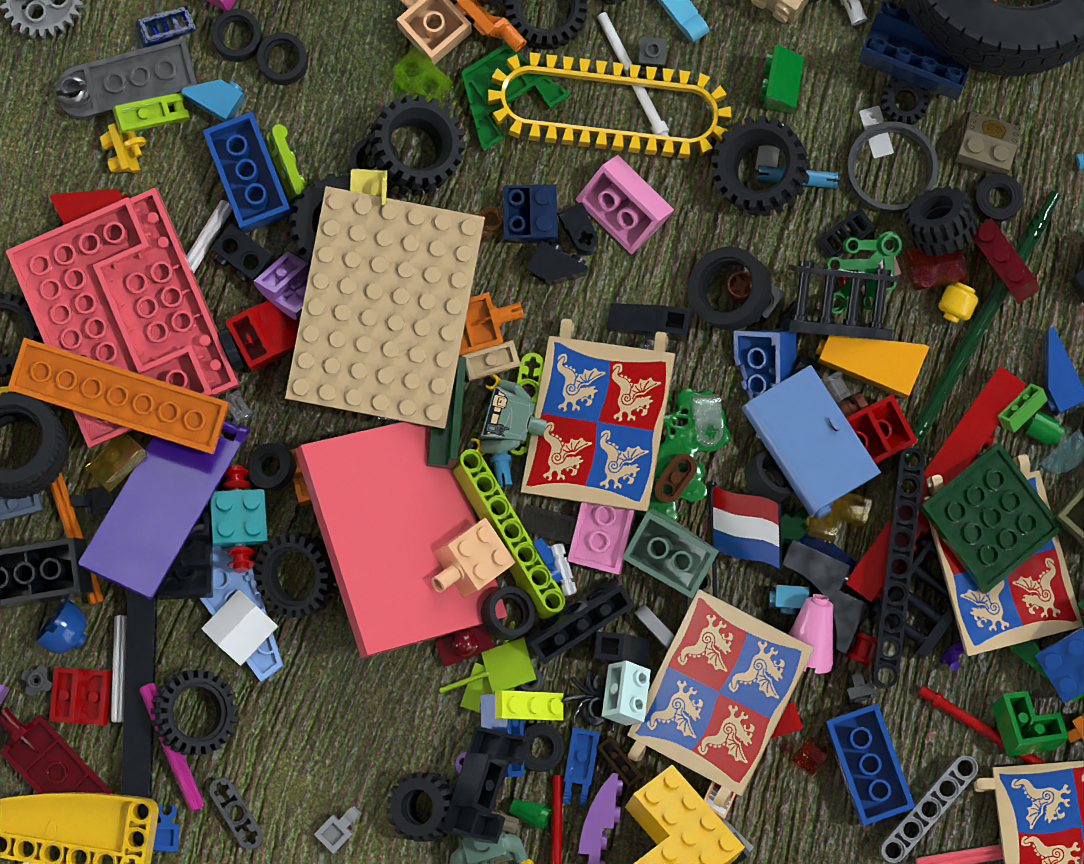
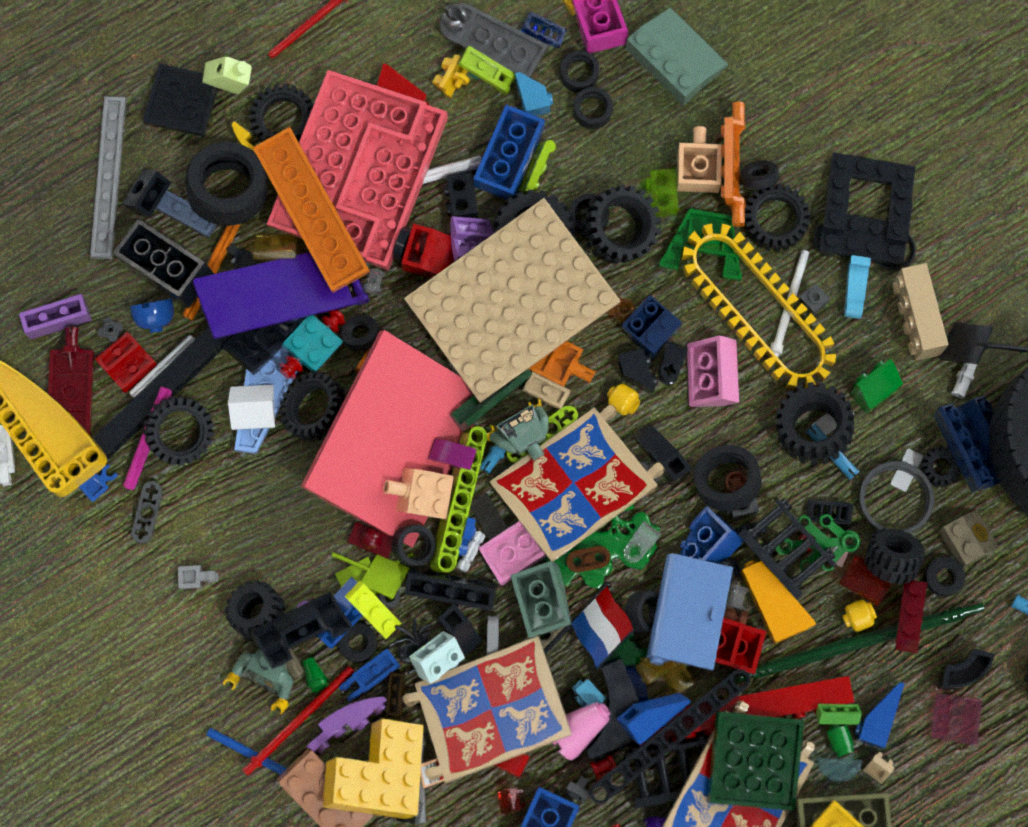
camera: 40 degrees right, 5 degrees down
(369, 182) = (572, 219): light yellow bracket -> none
(465, 498) = (452, 454): none -> magenta slope
(568, 303) = (623, 399): none -> yellow head
(863, 568) = (647, 717): none -> blue slope

